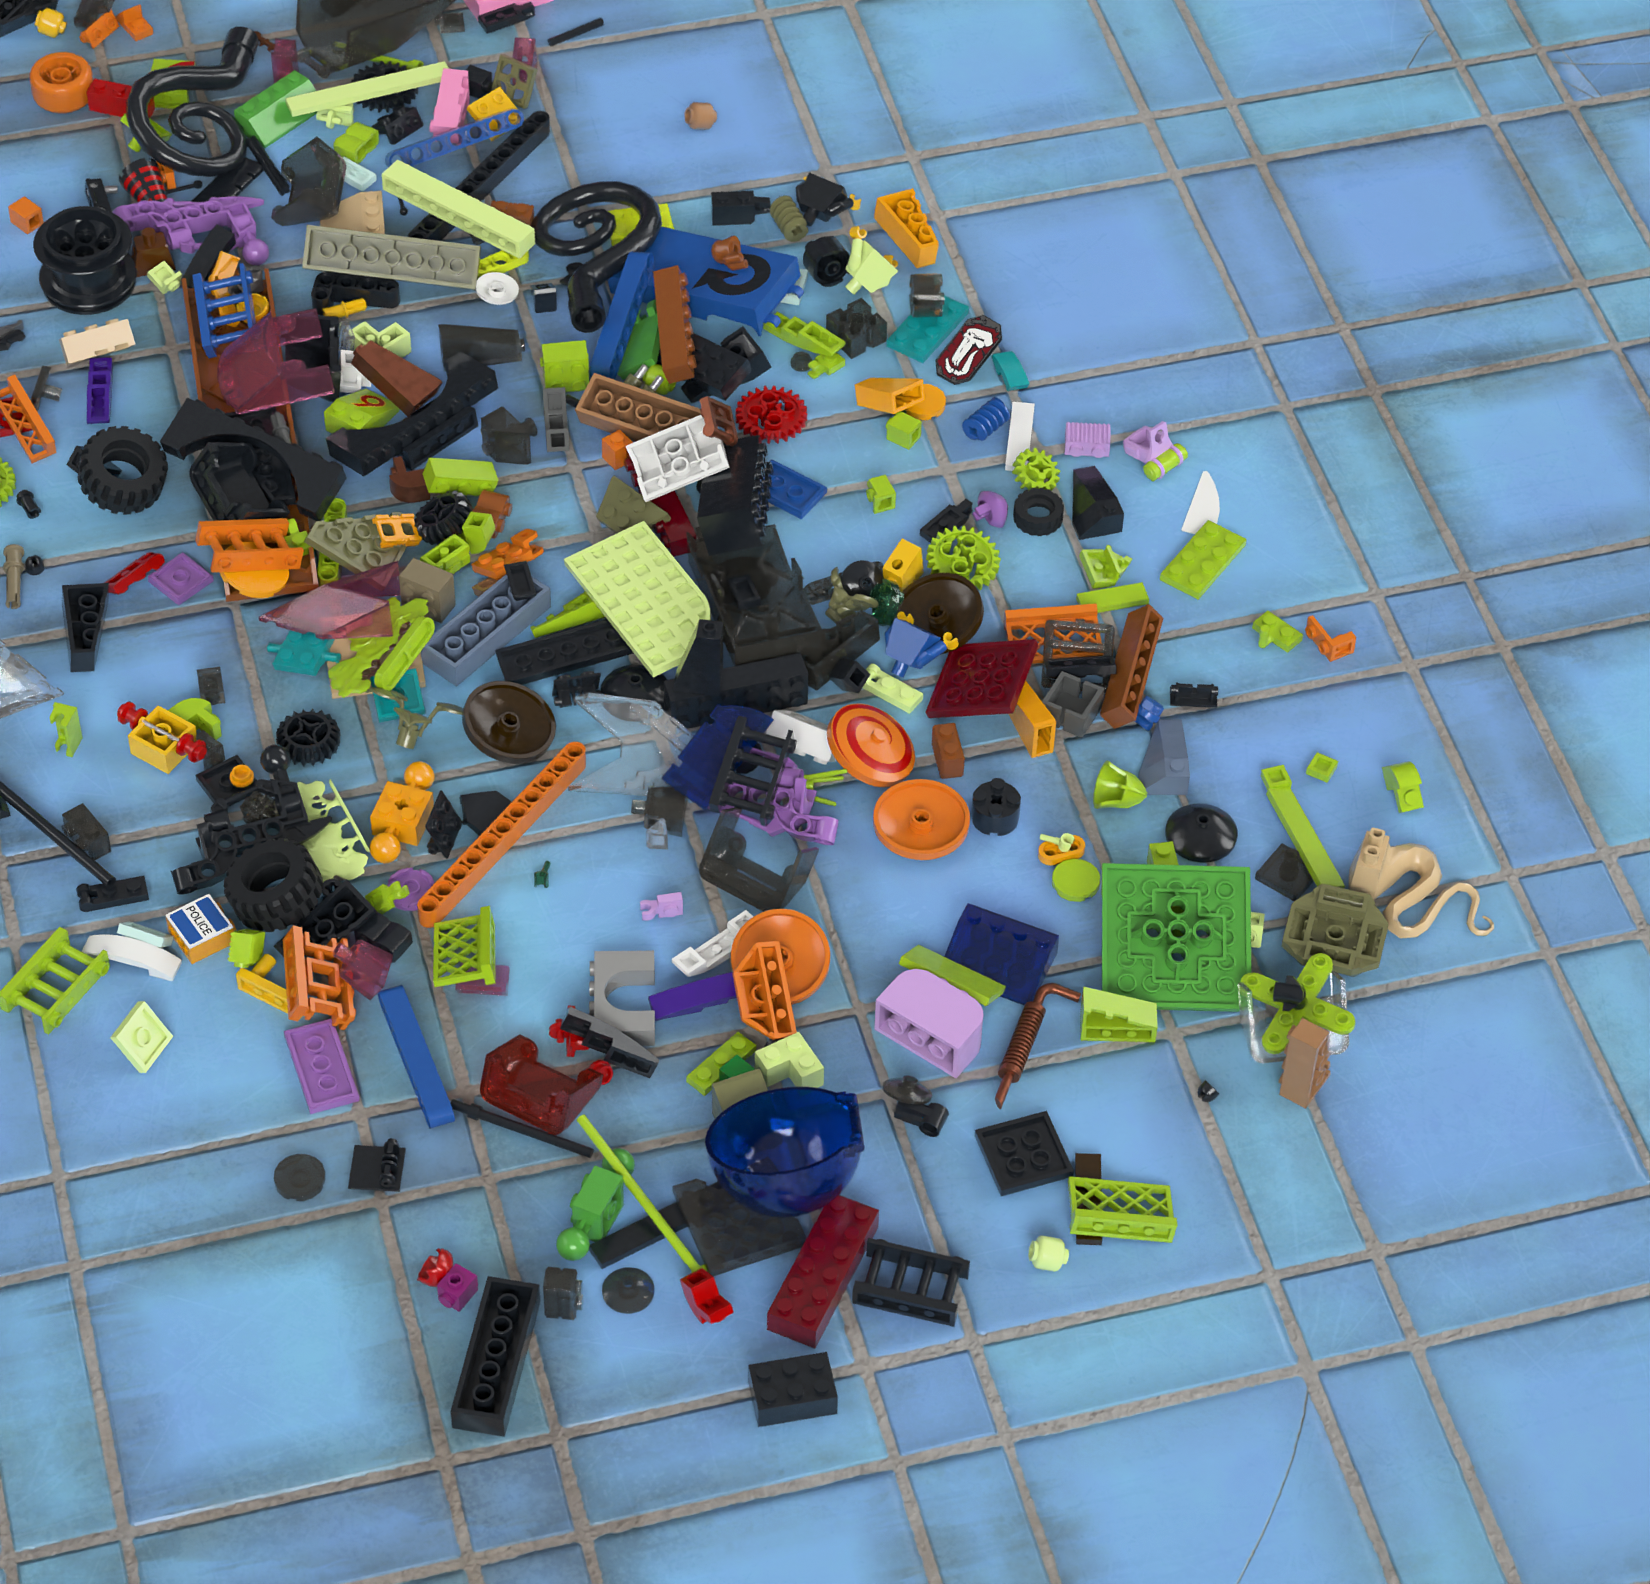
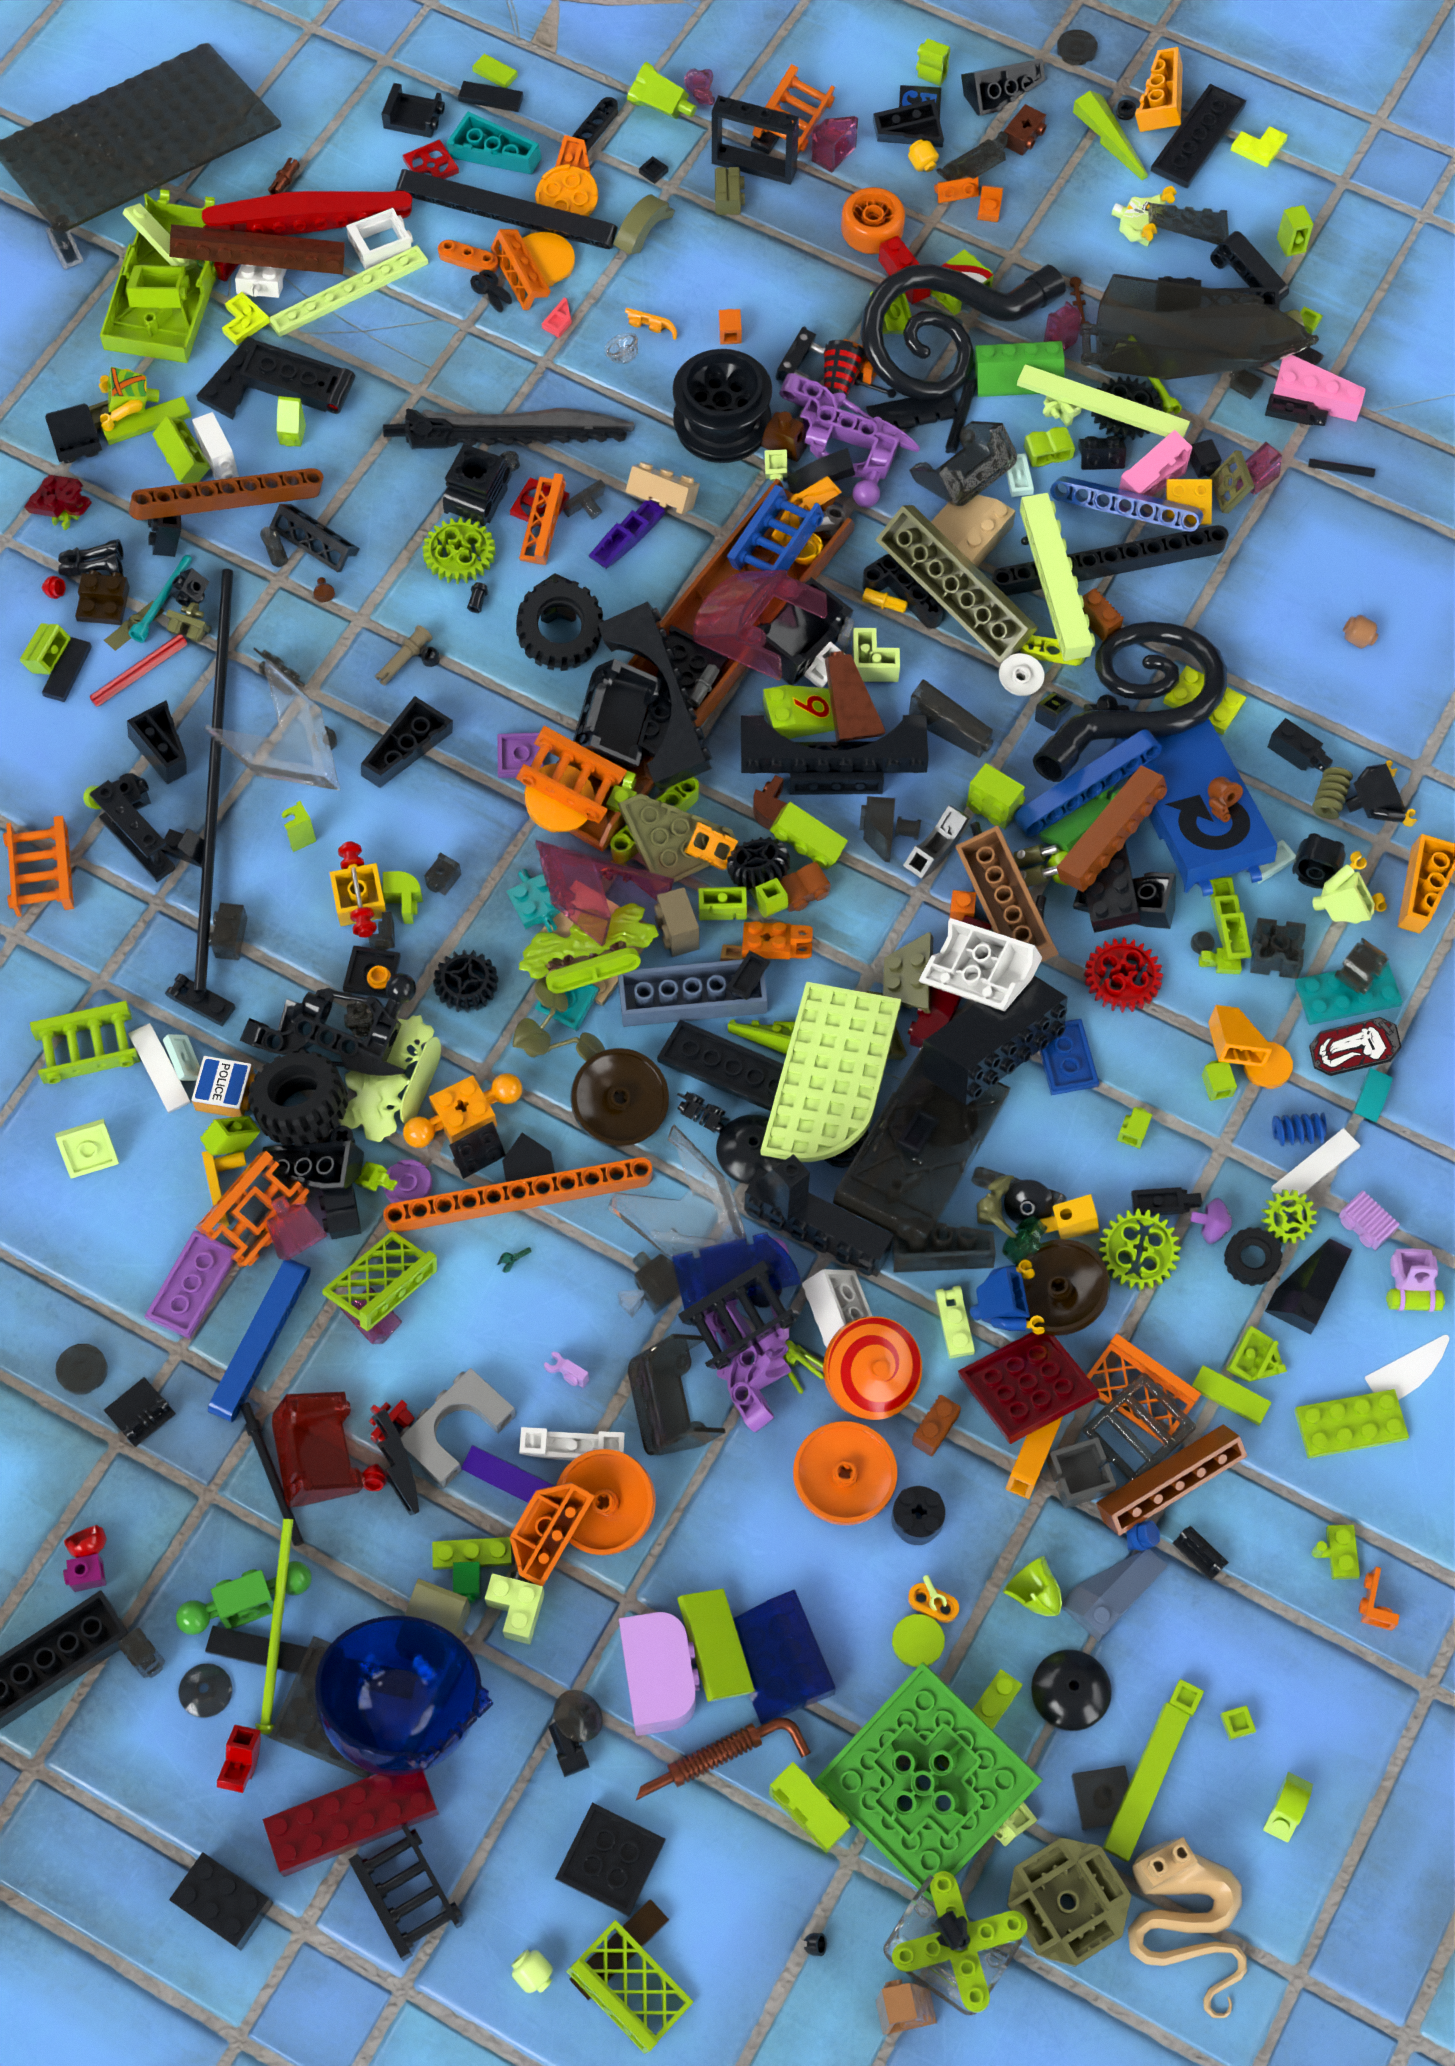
camera: 45 degrees right, 15 degrees up
(134, 572) = (489, 723): red hinge -> none
(718, 414) = (1039, 954): copper plate -> none
(849, 675) = (925, 1284): black brick -> none
(1080, 666) = (1123, 1443): black plate -> none

